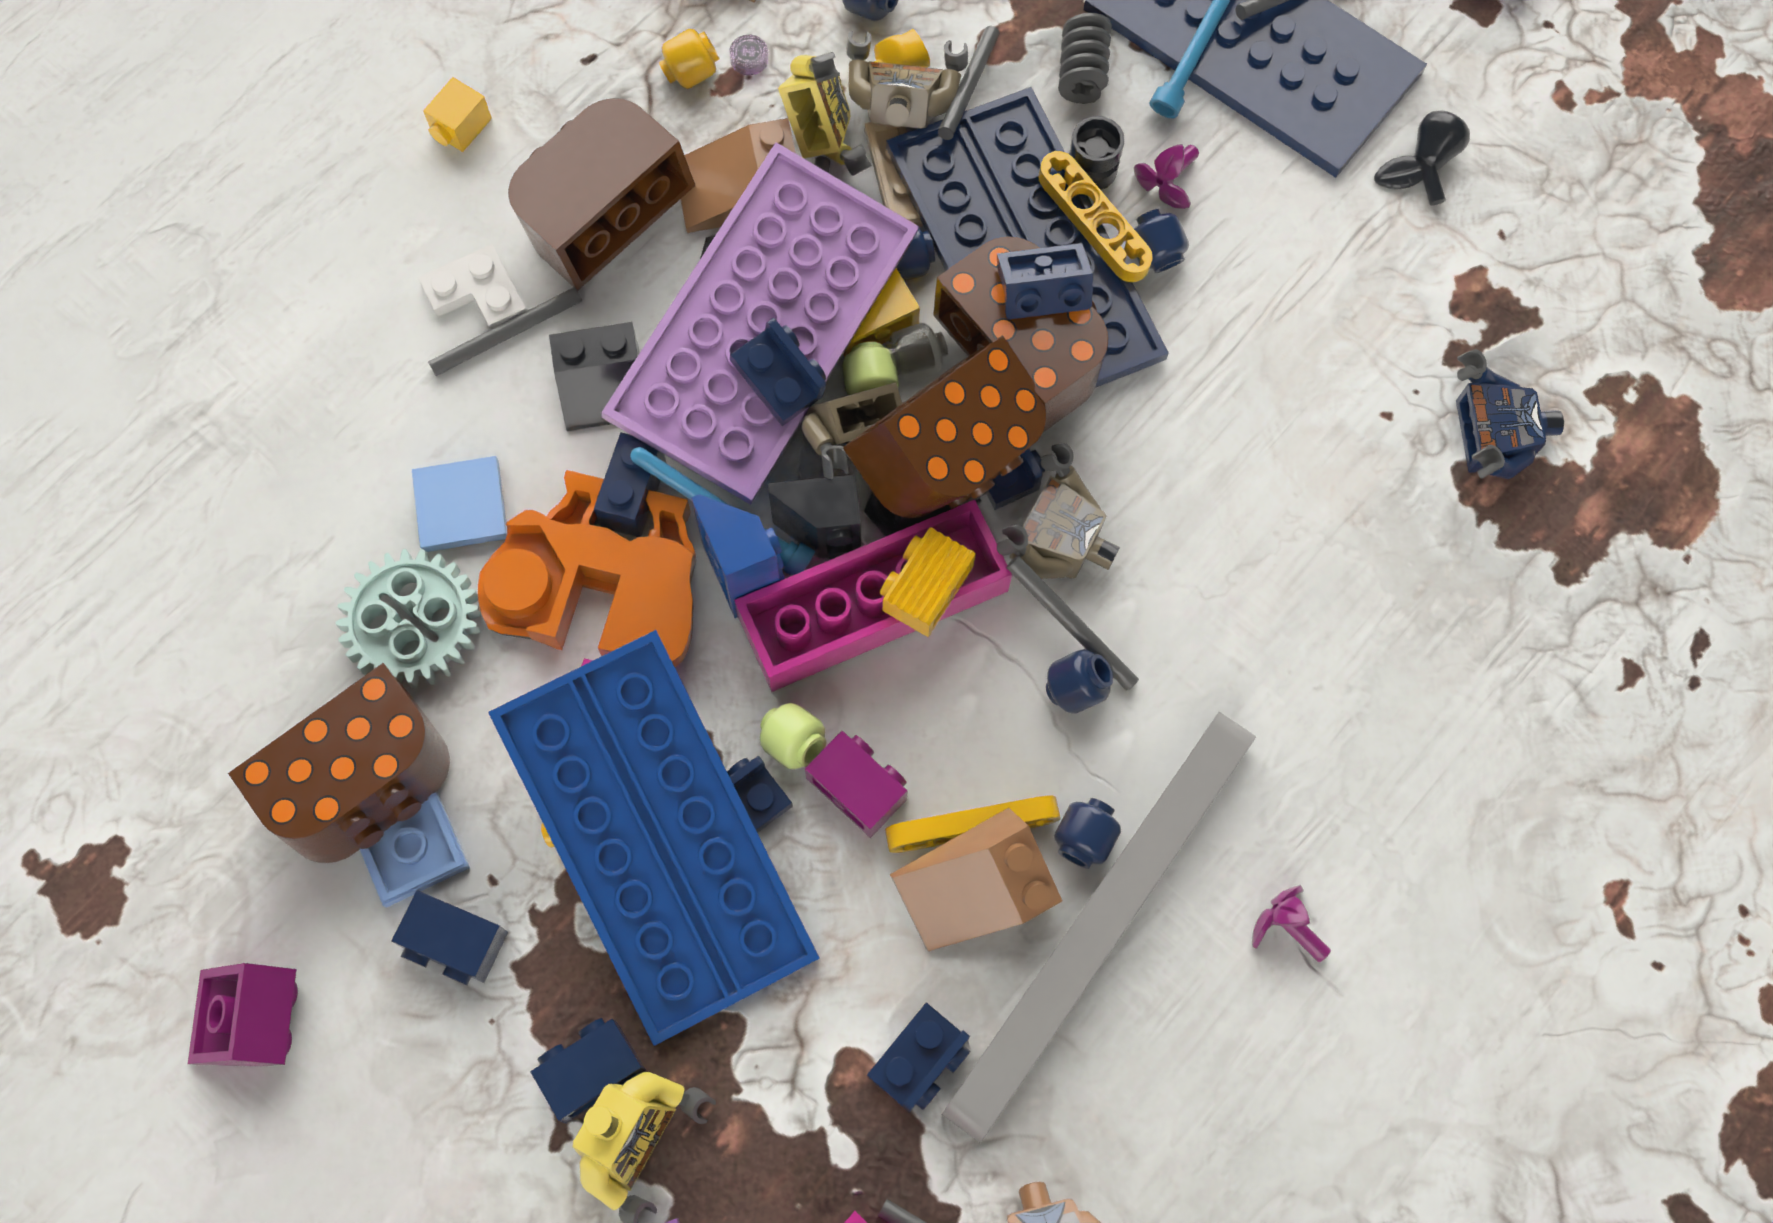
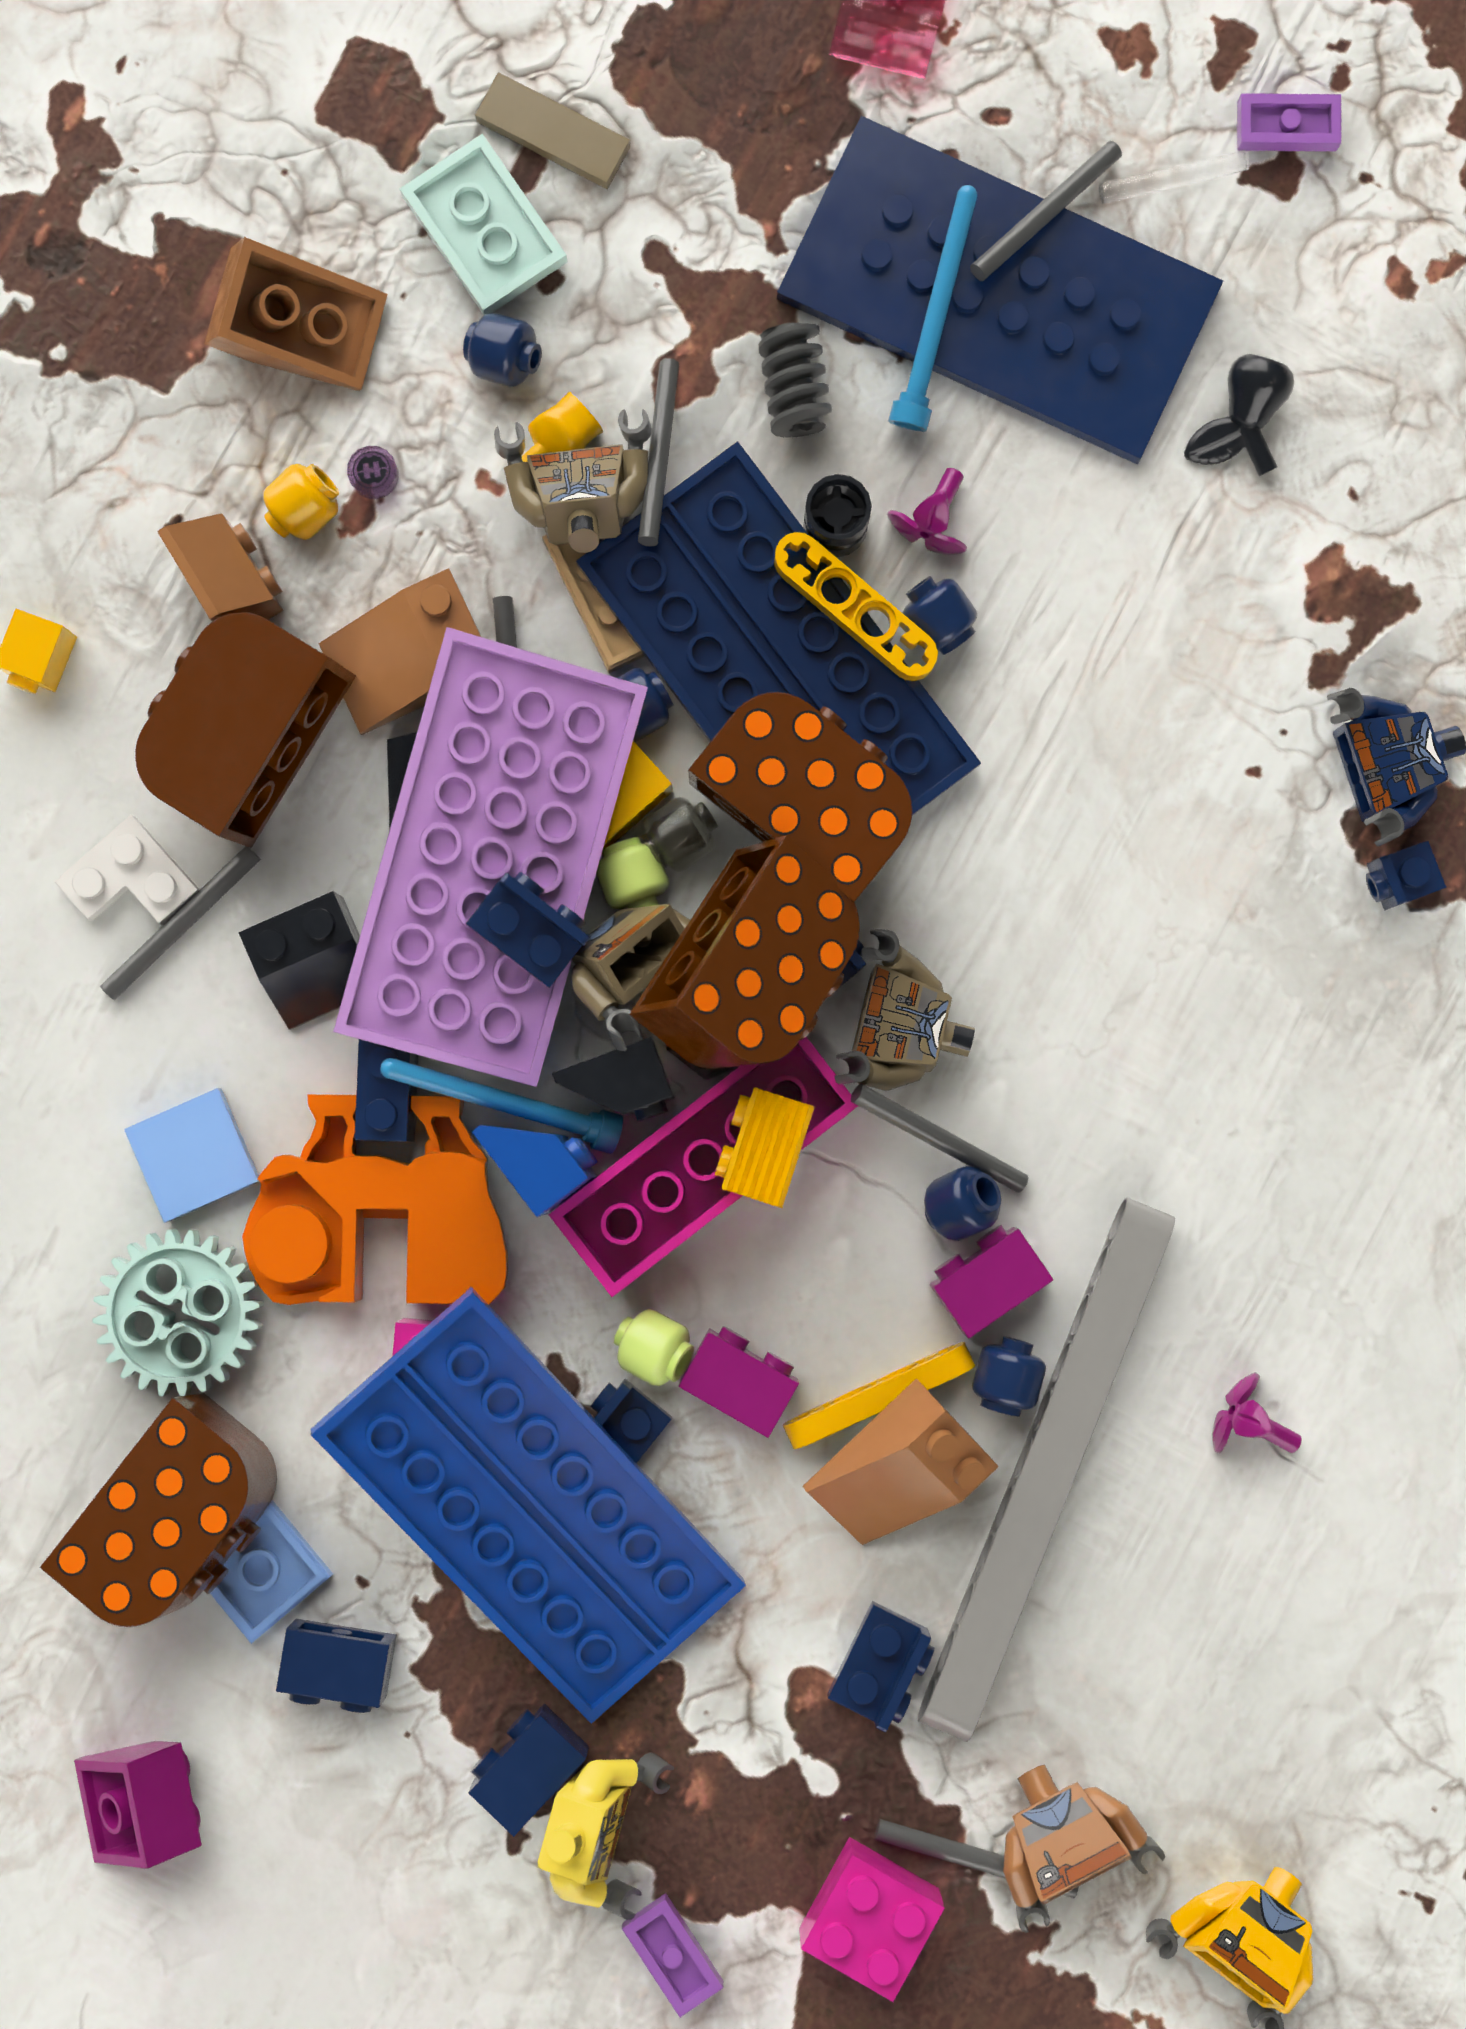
camera: 10 degrees left, 15 degrees up
(613, 73) = (220, 567): none -> medium nougat slope
(820, 111) = (484, 548): light yellow torso -> none
(1045, 280) = (820, 748): dark blue bracket -> none
(1088, 751) = (989, 1280): none -> magenta brick
(1496, 517) = (1404, 876): none -> dark blue bracket

